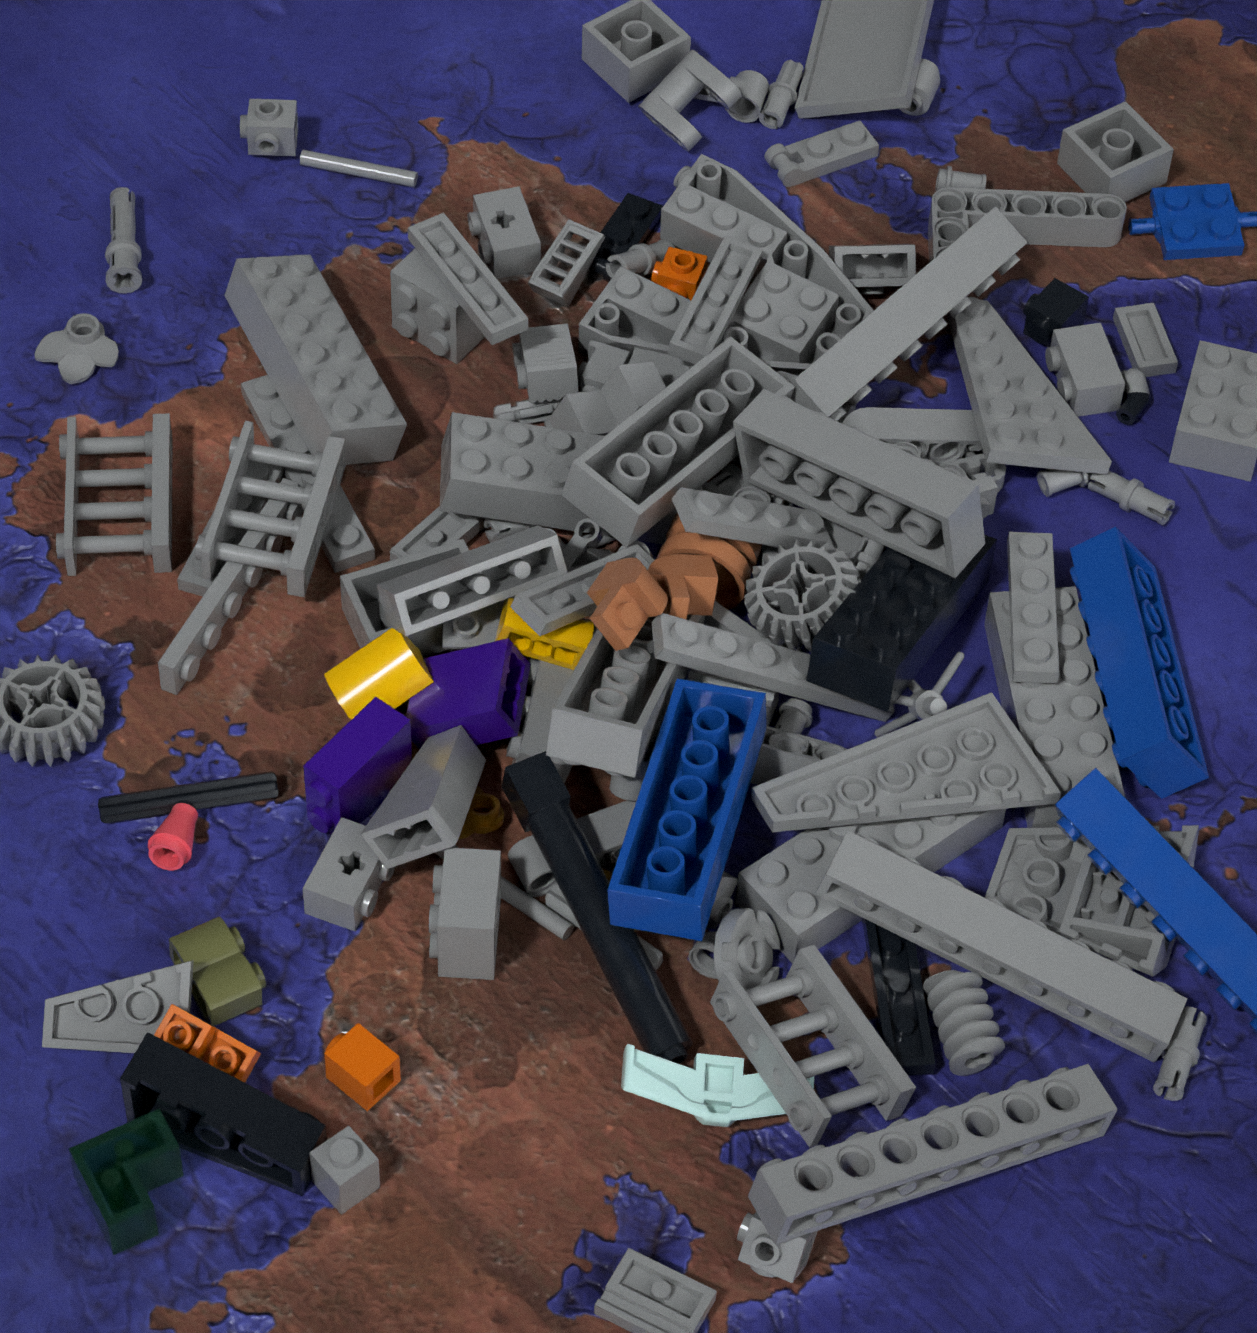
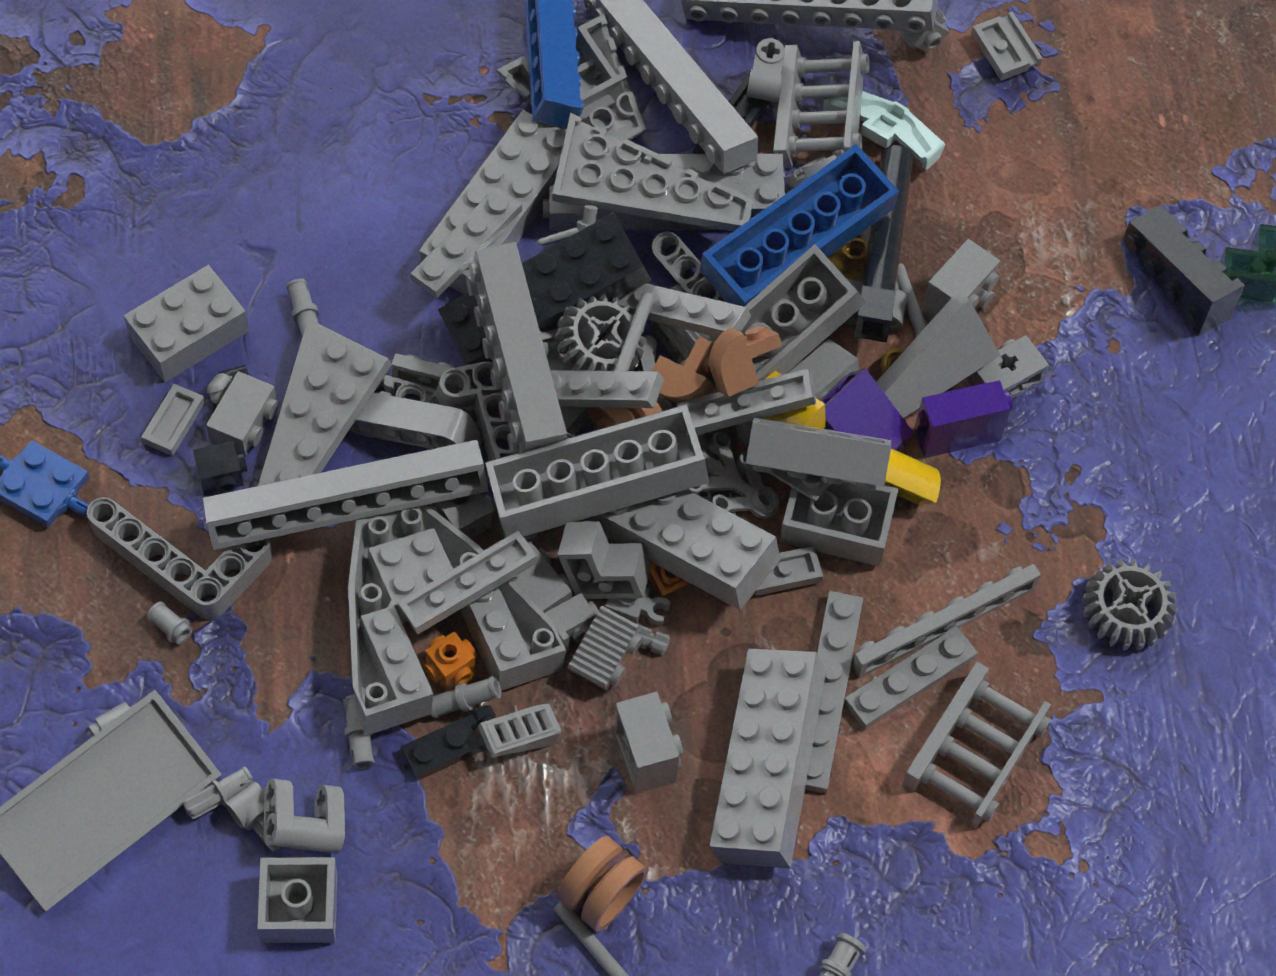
camera: 145 degrees left, 10 degrees up
(78, 348) = (926, 901): light grey plate -> none
(116, 1012) = (1202, 365): light grey wing -> none
(173, 840) = (1098, 465): coral cone -> none
(198, 794) = (1070, 492): black axle -> none
(207, 1043) = (1160, 314): orange slope -> none
(222, 976) = (1127, 362): olive brick -> none
(304, 531) = (880, 605): light grey fence -> none
(345, 1169) = (1128, 201): light grey brick -> none
(362, 1066) = (1082, 249): orange brick -> none
(387, 180) = (601, 883): none -> nougat wheel
(468, 278) = (636, 697): light grey plate -> none
(505, 232) = (538, 775): light grey brick -> none
(766, 596) = (634, 332): none -> light grey bar
(822, 153) = (238, 722): light grey plate -> none
(875, 265) = (308, 581): light grey brick -> none
(905, 1030) = (766, 72): none -> light grey piece
(963, 1020) = (725, 63): light grey piece -> none
(1115, 154) = (48, 556): light grey brick -> none
(1137, 664) = (430, 185): blue brick -> none

